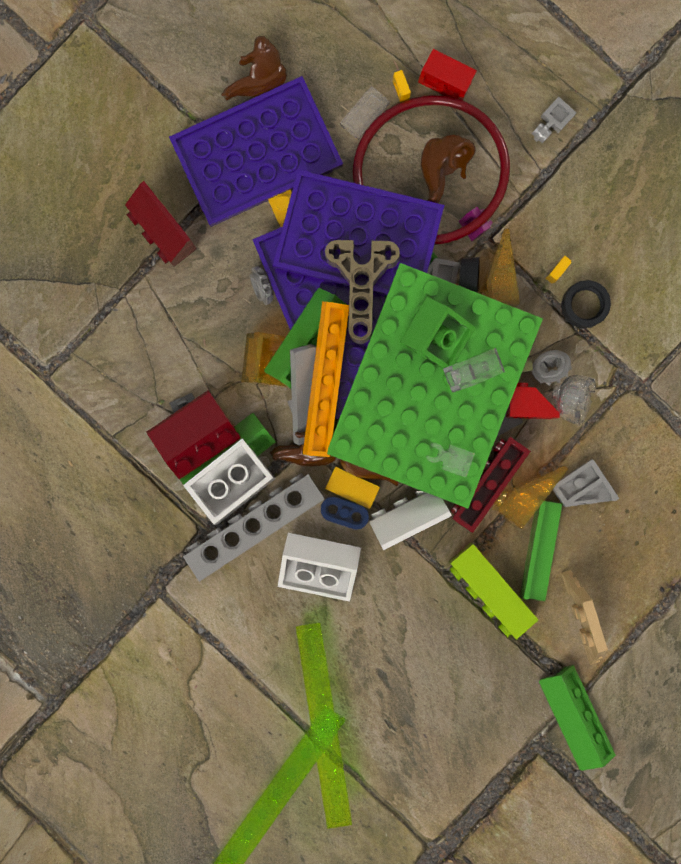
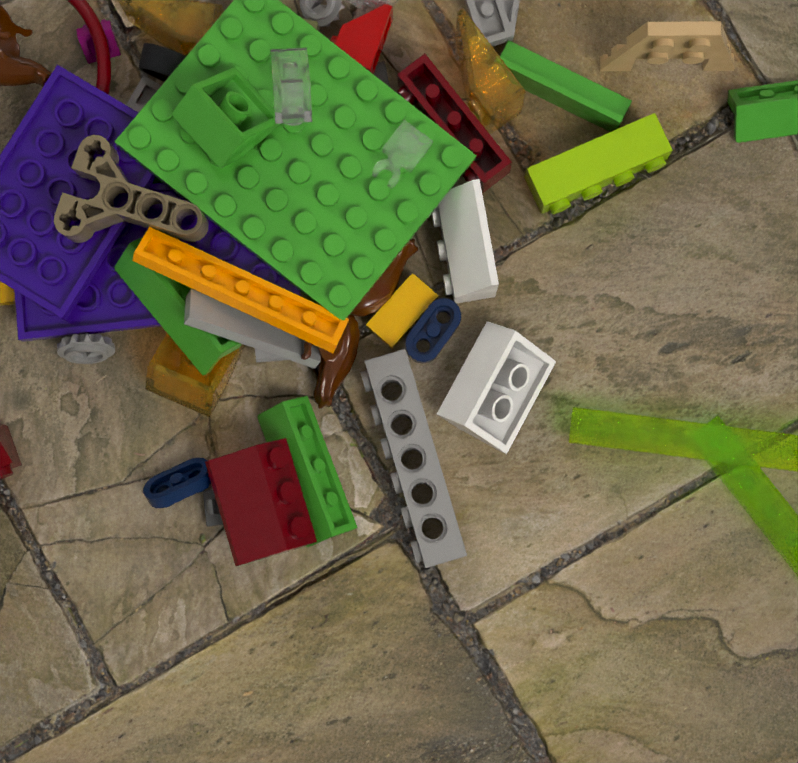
camera: 75 degrees left, 5 degrees down
(191, 374) = (177, 483): none -> dark blue plate
(229, 482) = (341, 472): white slope -> none

